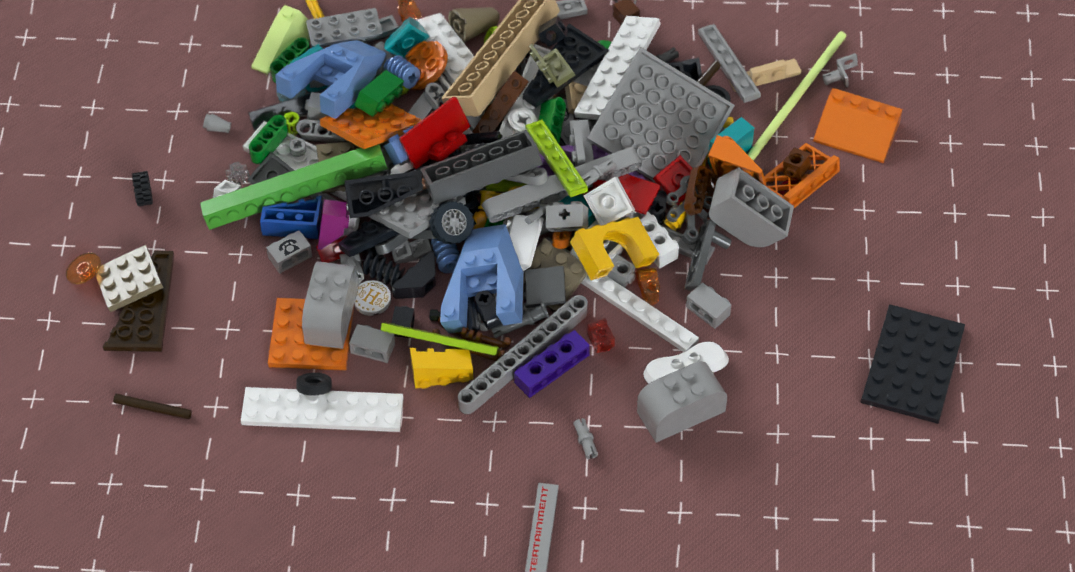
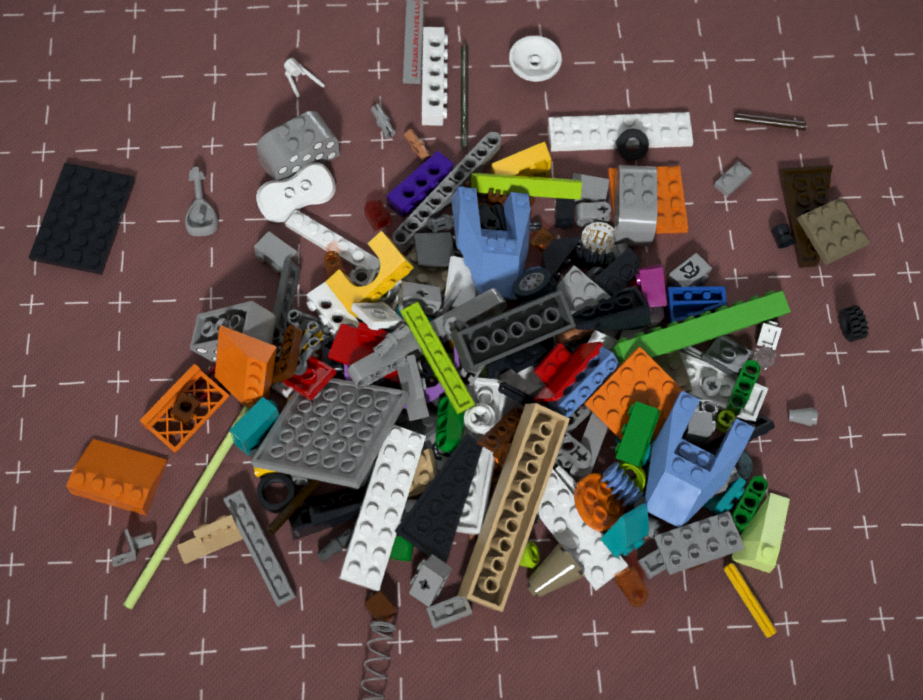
camera: 170 degrees right, 10 degrees up
(83, 268) = (879, 239): clear orange dish -> none
(181, 283) = (782, 235): none -> black wheel
(213, 348) = (732, 179): none -> light grey plate
(373, 316) = (591, 212): none -> light grey piece
(400, 478) = (538, 52): none -> white dish
(430, 297) = (542, 239): none -> clear orange plate
(489, 464) = (464, 97): none -> piece
(520, 531) = (433, 64): none -> white brick
(549, 408) = (417, 145): none -> nougat pin
(553, 66) = (456, 474): olive bracket -> none
(555, 25) = (460, 542): black brick -> none
(581, 19) = (430, 580): none -> light grey brick
(684, 507) = (294, 69): none -> white plant
(788, 354) = (200, 217): none -> light grey piece

